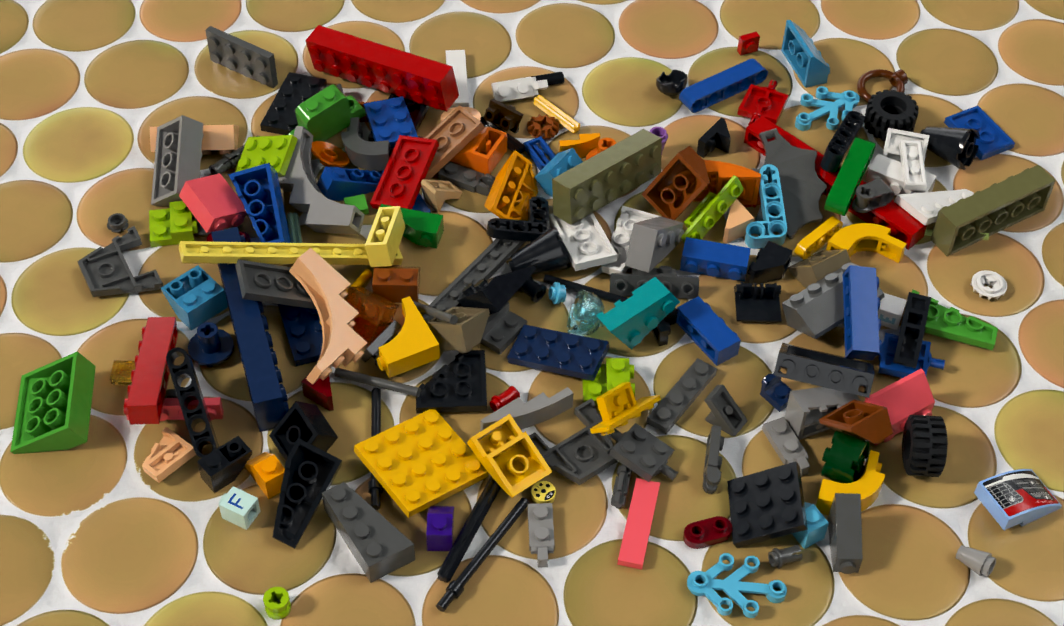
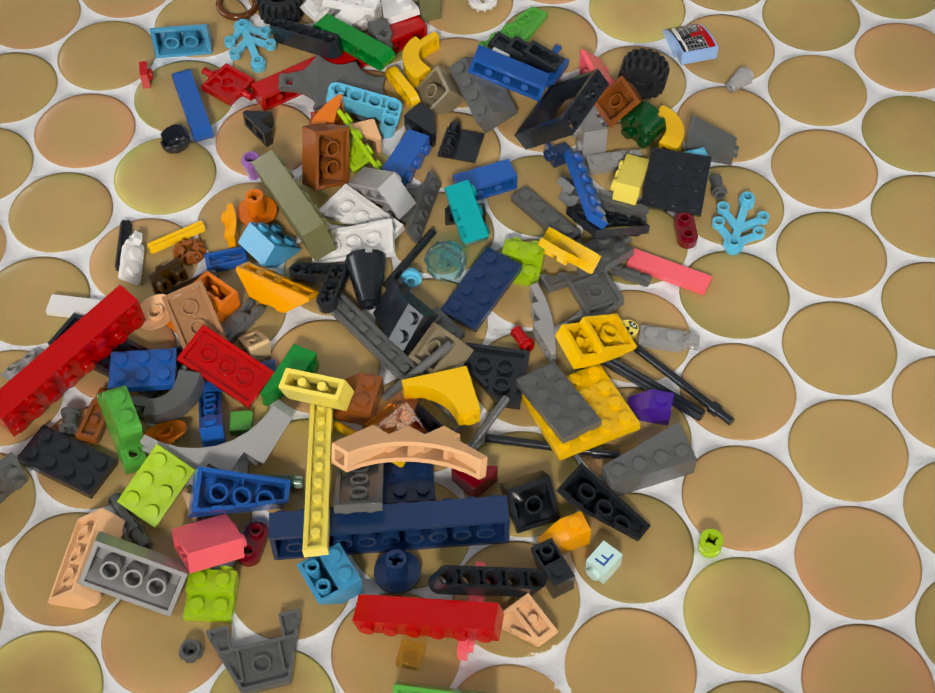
camera: 75 degrees left, 5 degrees up
(419, 434) = (558, 402): none -> dark grey plate
(682, 446) = (616, 227): none -> black plate
(716, 412) = (585, 189): none -> blue plate
(748, 455) = (629, 179): none -> light yellow brick

